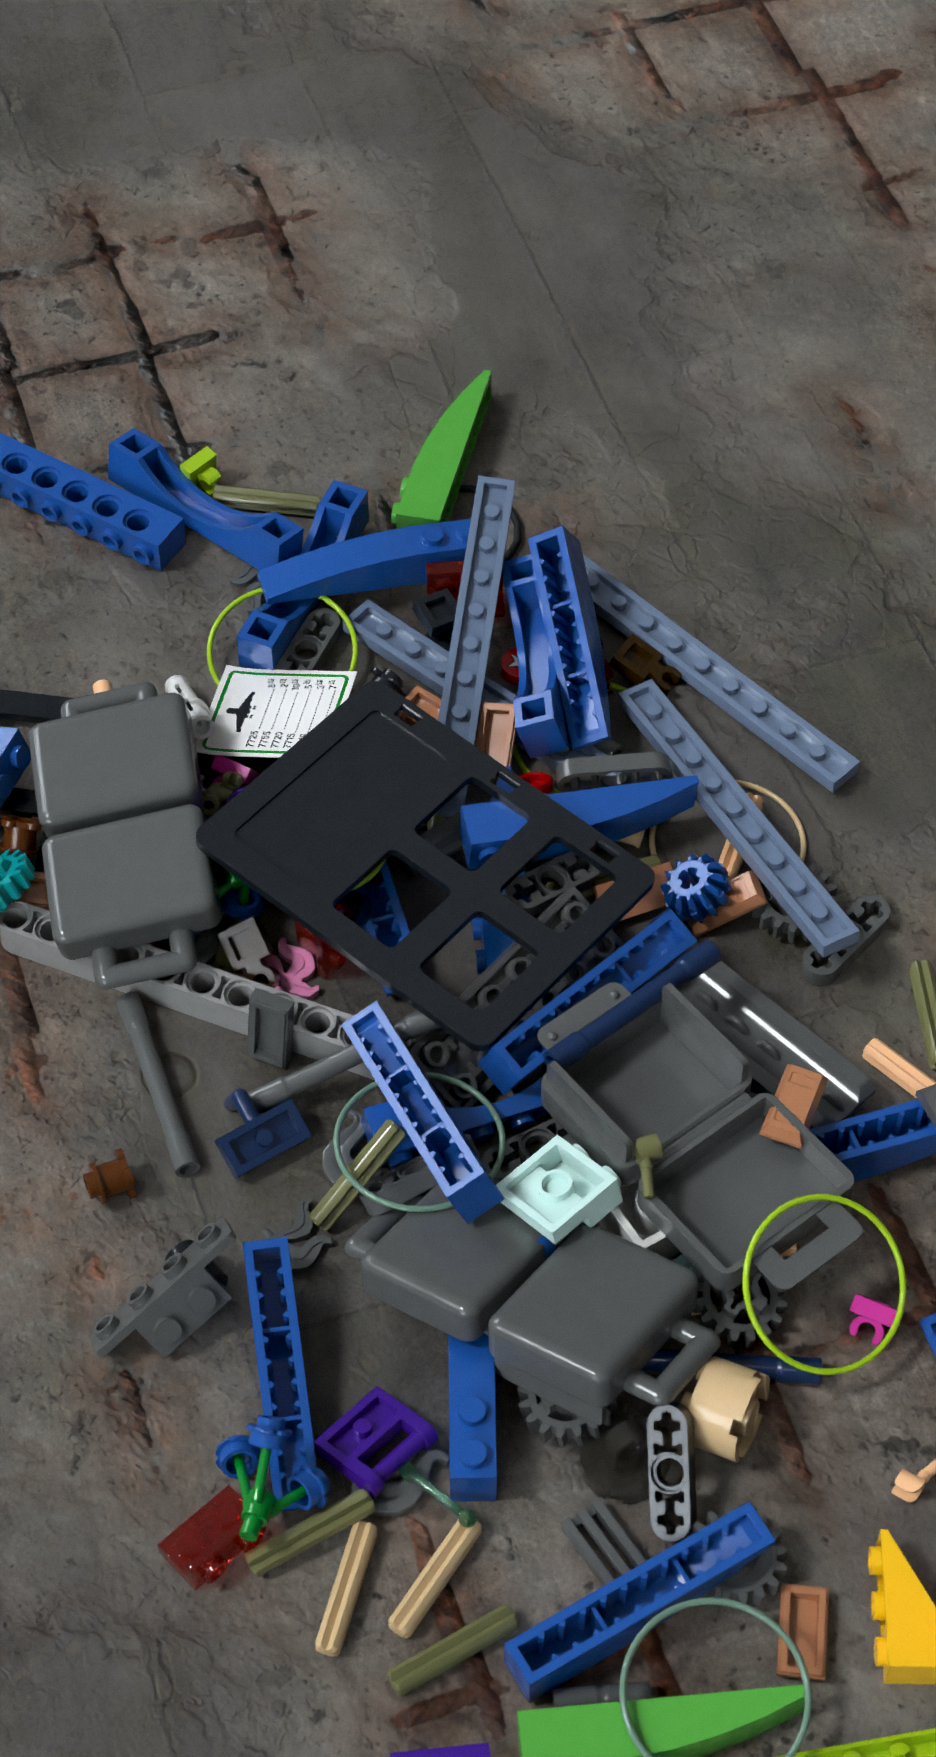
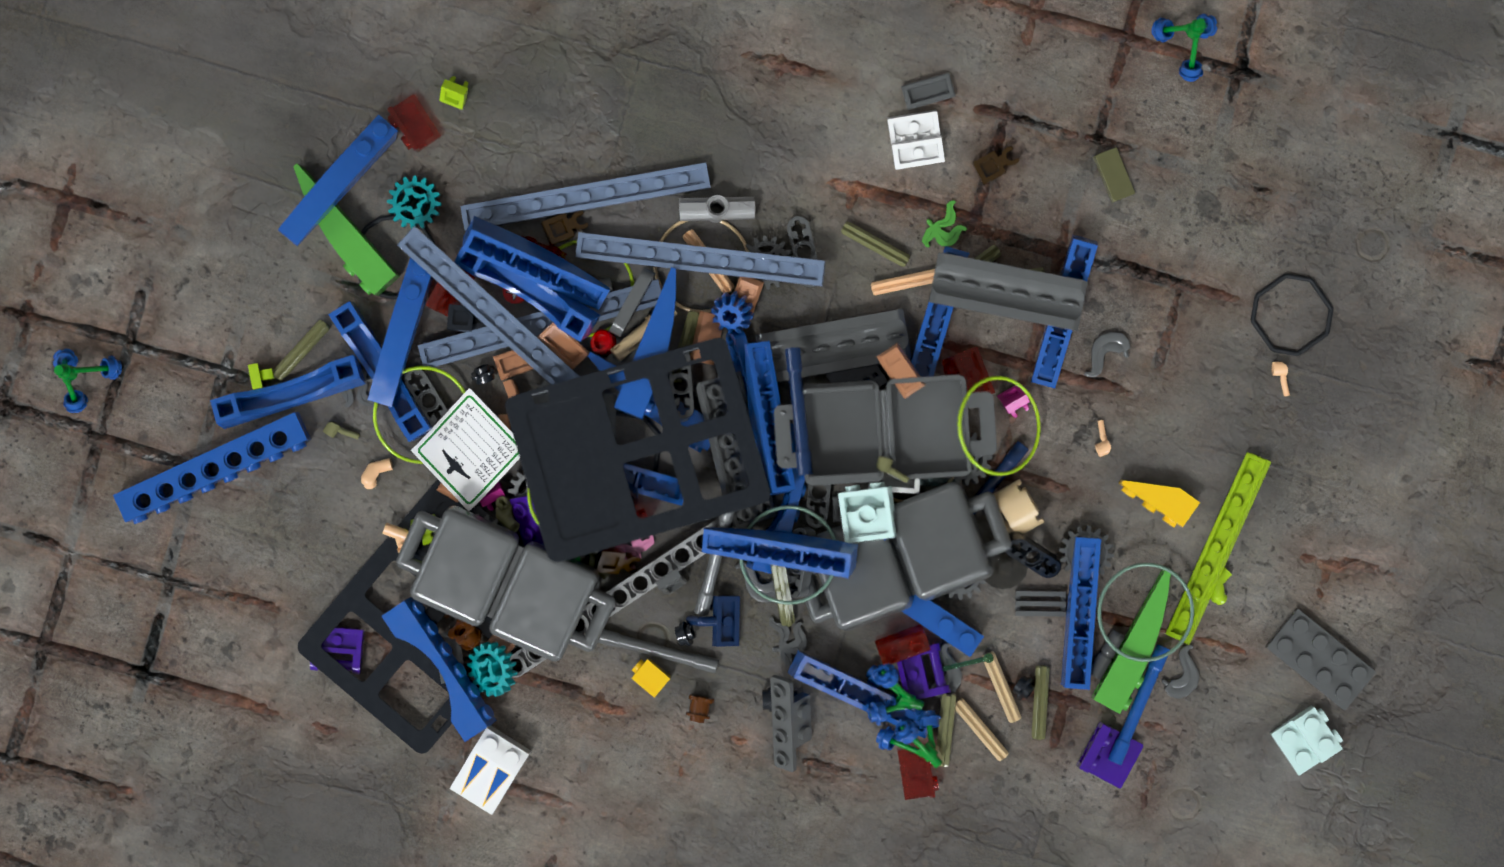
camera: 50 degrees left, 35 degrees up
(75, 302) = (65, 368): none -> blue plant
(113, 1093) = (650, 676): none -> yellow brick
(175, 646) = (372, 471): none -> light nougat arm
(191, 578) = (333, 428): none -> olive hand
(200, 709) = (444, 496): white pin -> none
(206, 1100) = (685, 634): none -> black plate
(324, 1385) = (887, 677): none -> blue plant
(398, 1379) = (902, 645): none -> clear red bracket
(457, 1604) = (1024, 688): none -> black plate
(512, 411) = (339, 179): none -> blue slope
(542, 506) = (410, 192): none -> teal gear
(633, 463) = (414, 123): none -> clear red bracket
(707, 477) = (453, 93): none -> lime tile
(805, 1621) = (1135, 545): nougat tile -> none
(813, 806) = (699, 208): none -> light grey piece
(862, 1256) = (971, 367): none -> clear red bracket

